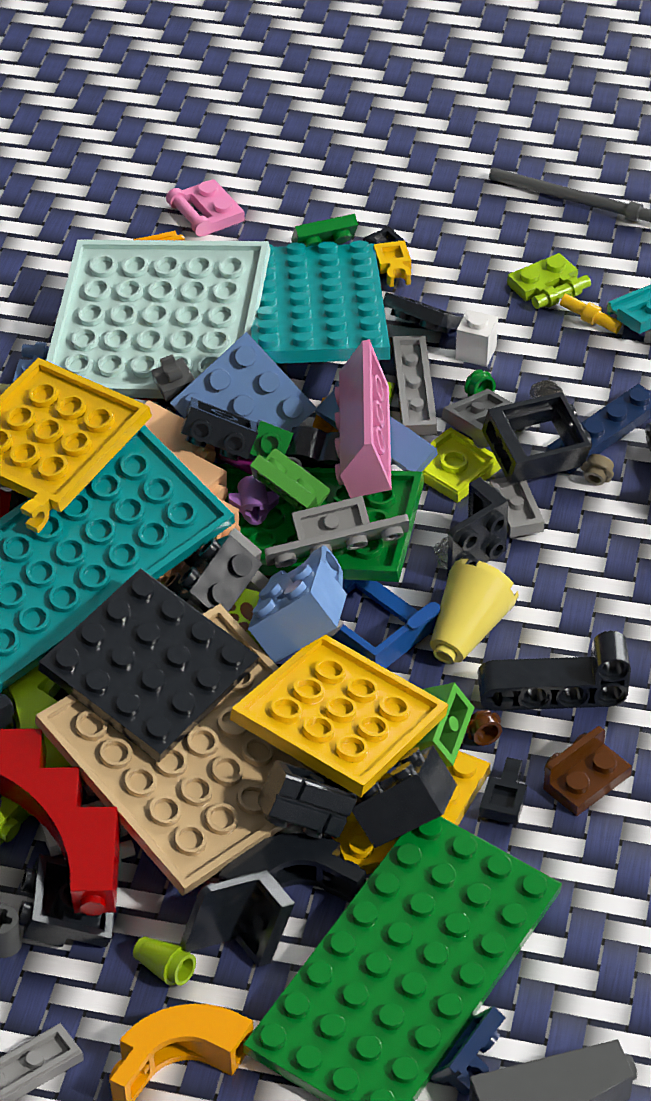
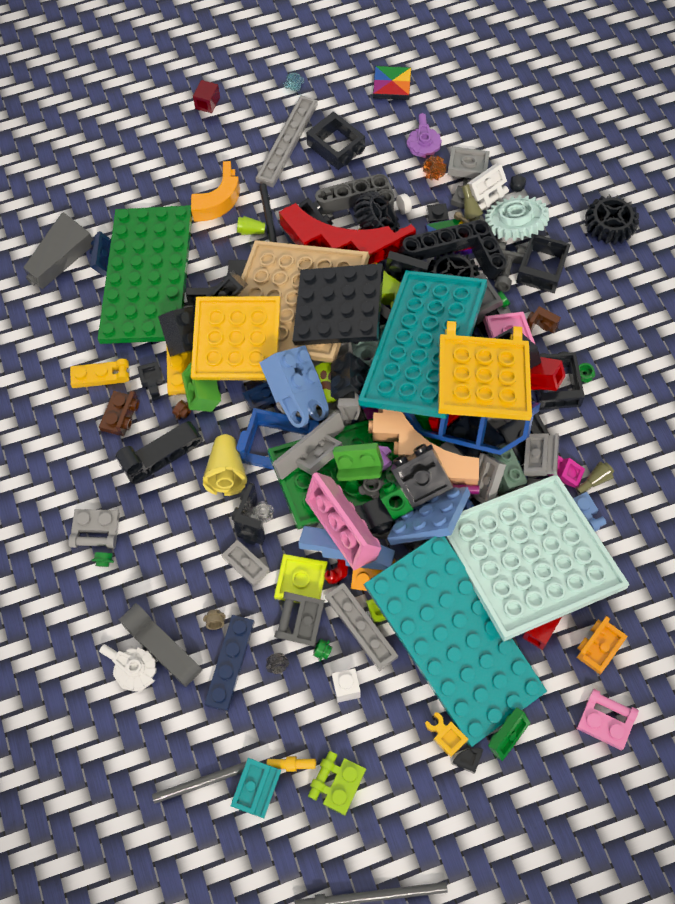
camera: 150 degrees right, 20 degrees up
(122, 957) = (267, 213): none -> black bar
(172, 377) = (479, 506): dark grey tile -> none
(243, 909) = (228, 246): black bracket -> none
(419, 312) = (391, 684): black plate -> none
(508, 451) = (239, 588): black window -> none
(586, 851) = (99, 374): none -> yellow plate

